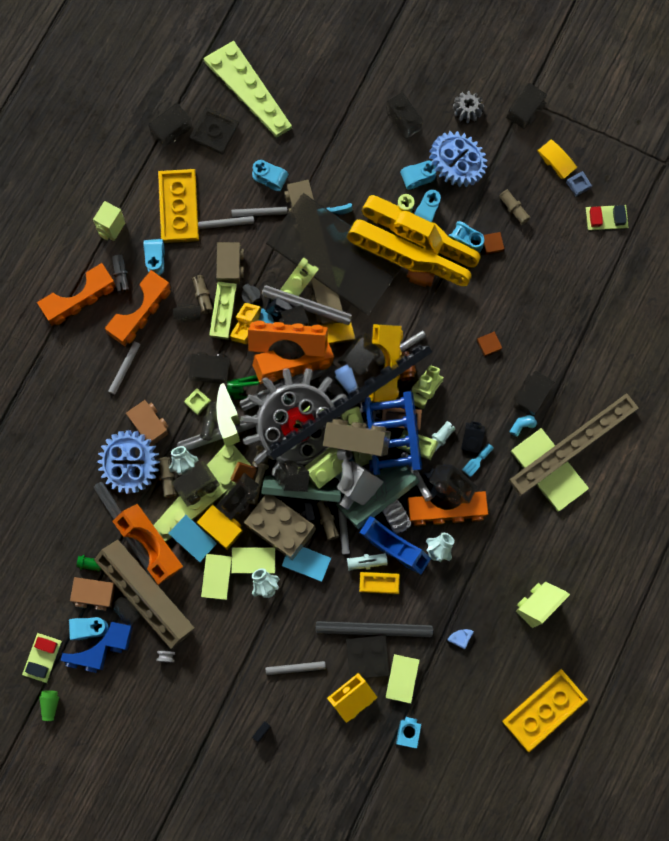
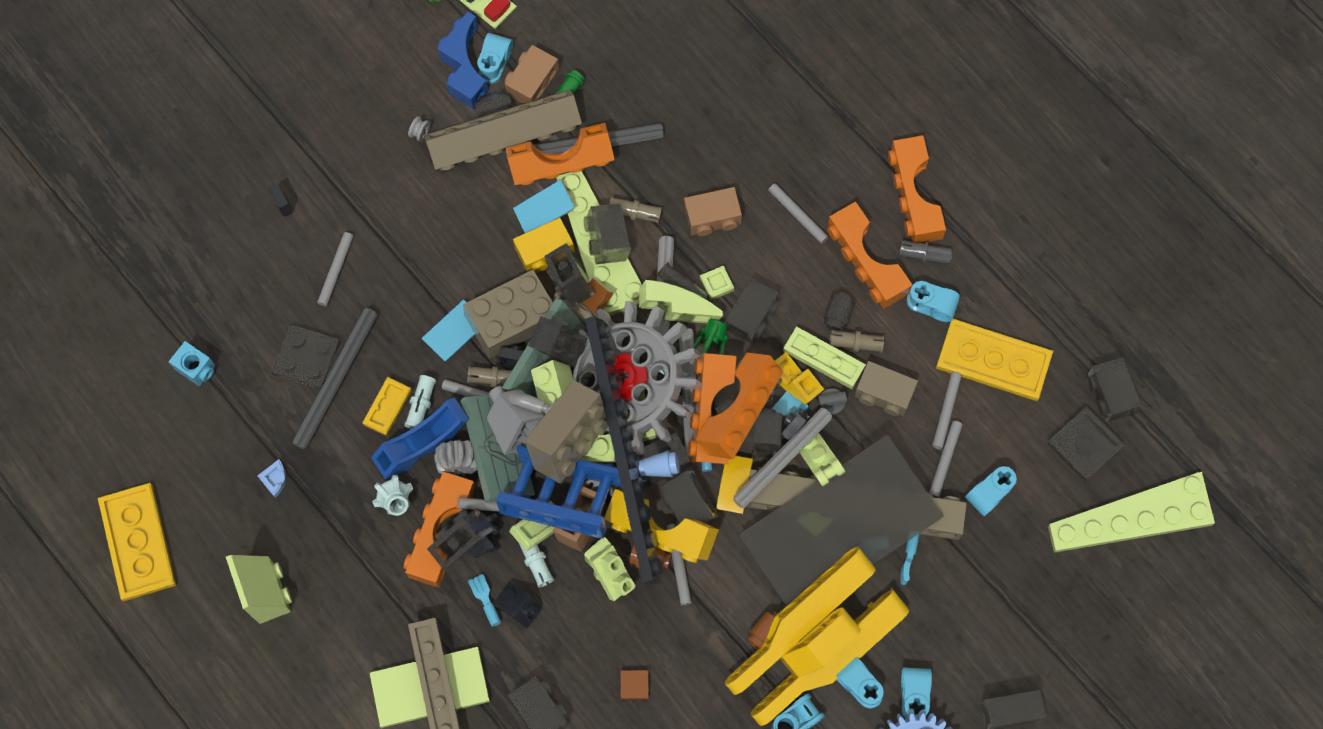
camera: 120 degrees right, 5 degrees down
(109, 221) = (999, 258): yellowish green brick -> none
(128, 443) = (672, 170): light blue gear -> none
(182, 460) = (645, 232): light aqua rock -> none
(216, 576) = (486, 219): yellowish green piece -> none
(251, 559) = (485, 268): yellowish green piece -> none
(264, 583) = (450, 268): light aqua rock -> none
(352, 697) = (265, 314): yellow brick -> none
(402, 678) = (259, 384): yellowish green piece -> none
(409, 200) = (870, 658): yellowish green bush -> none
(525, 421) = (507, 680): medium azure arm -> none

